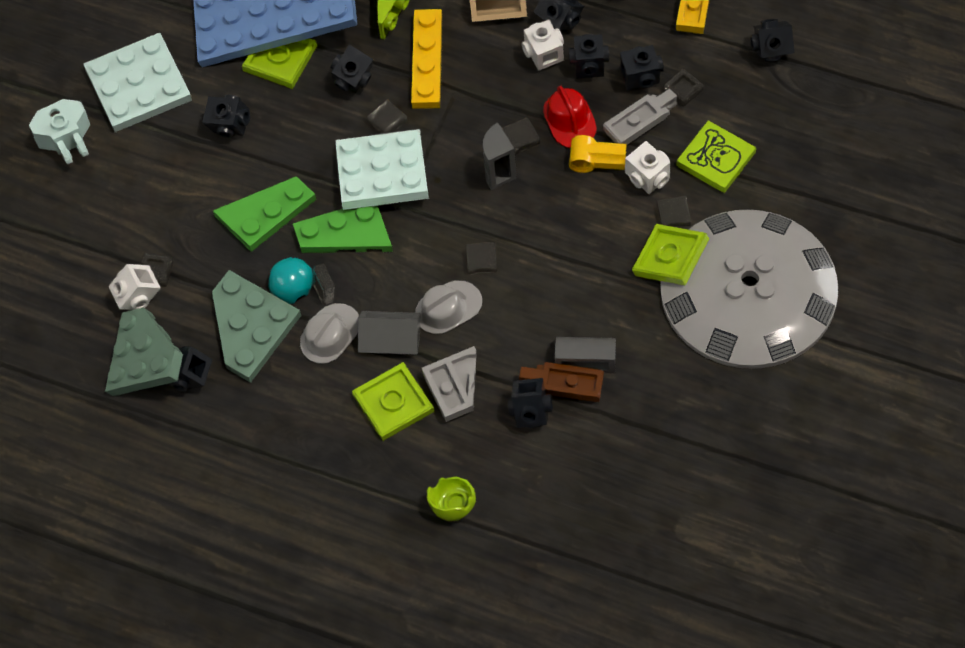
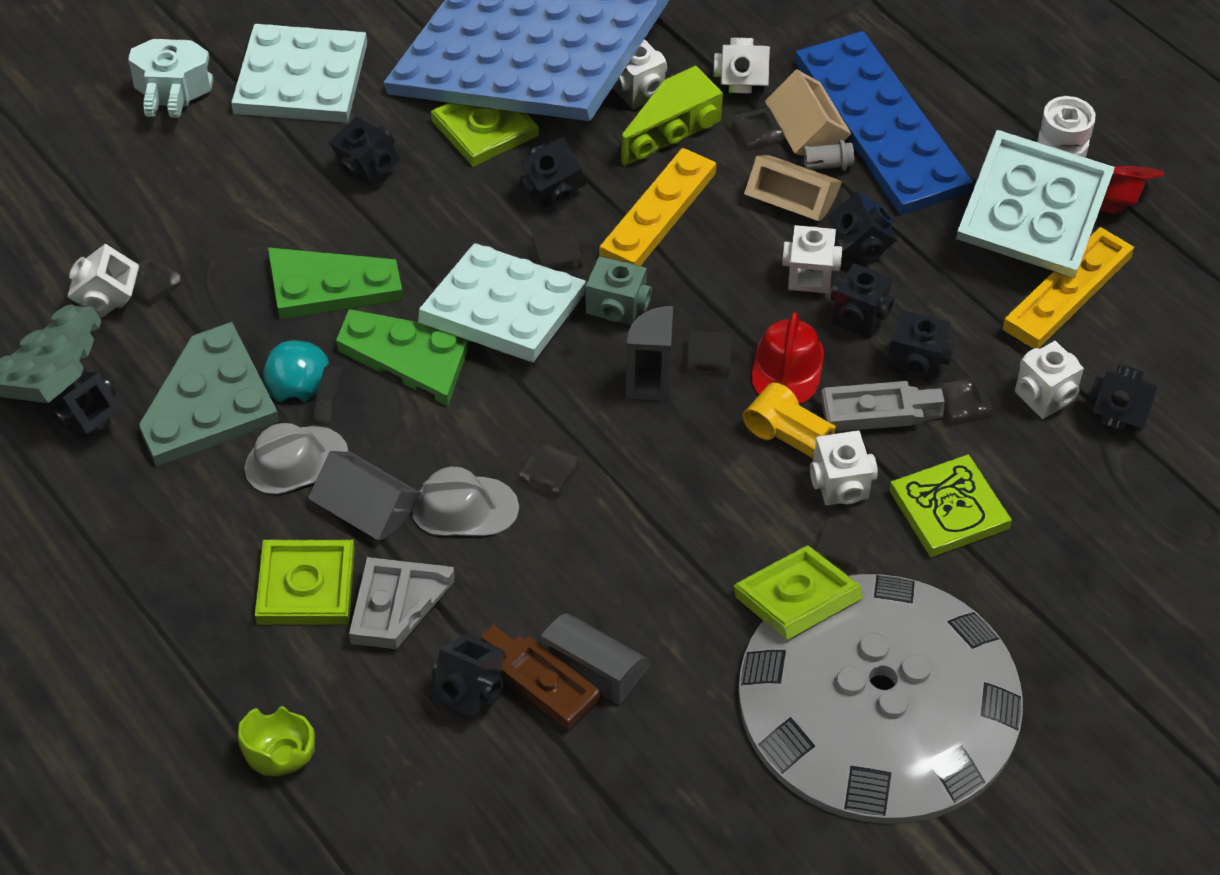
camera: 25 degrees right, 10 degrees down
(446, 126) = (617, 290): none -> sand green brick
(724, 49) = (1049, 379): none -> white brick

